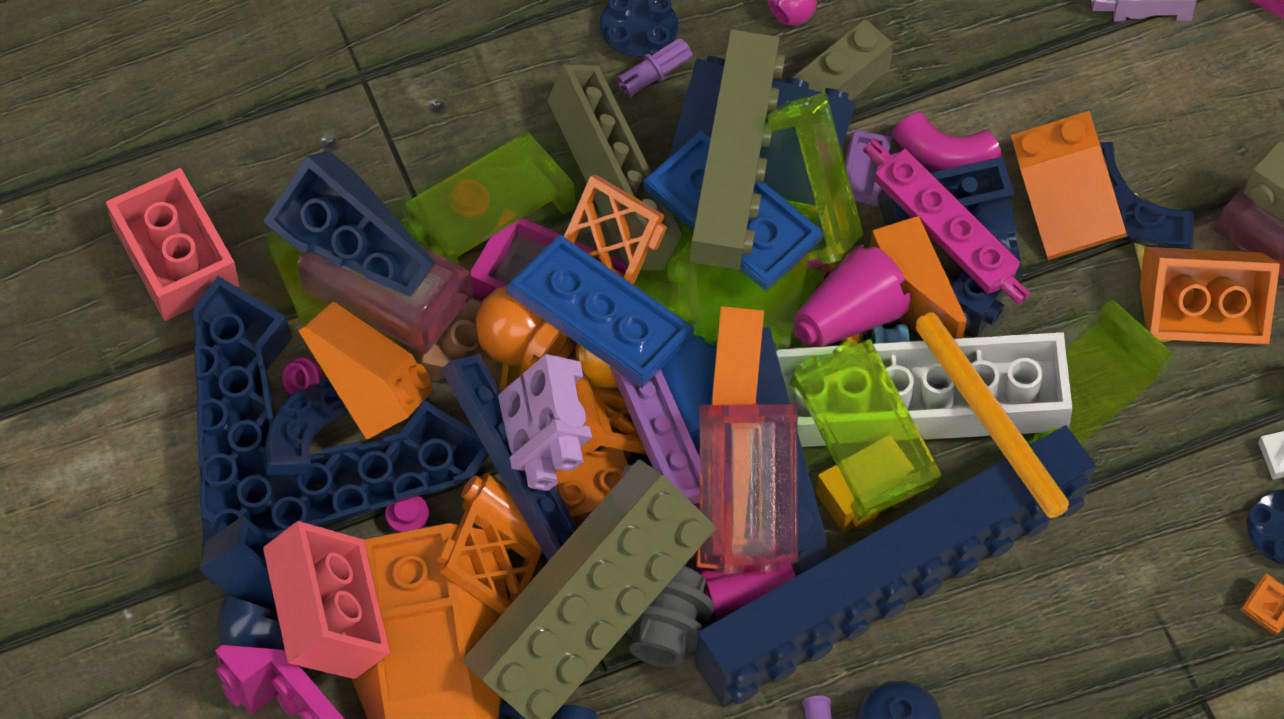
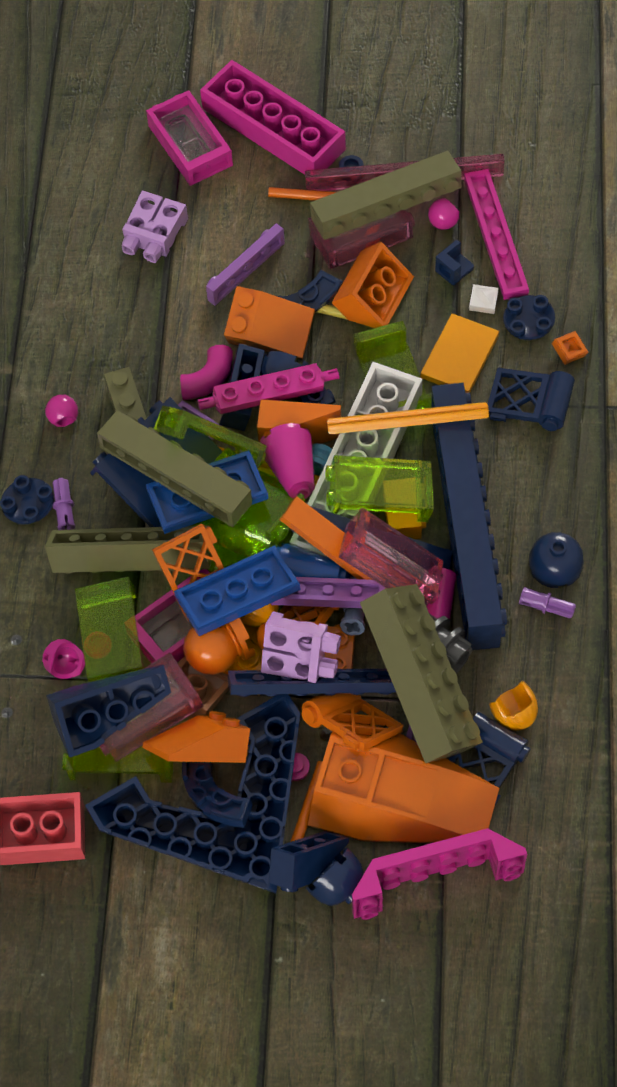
camera: 60 degrees left, 0 degrees up
(294, 373) = (175, 796): dark pink plate -> none
(326, 600) = (350, 824): coral brick -> none
(423, 164) = (63, 659): none -> dark pink piece
(1154, 118) = (245, 264): none -> medium lavender plate
(1159, 614) = (551, 401): none -> dark blue piece
(1172, 459) = (459, 353): none -> light orange tile

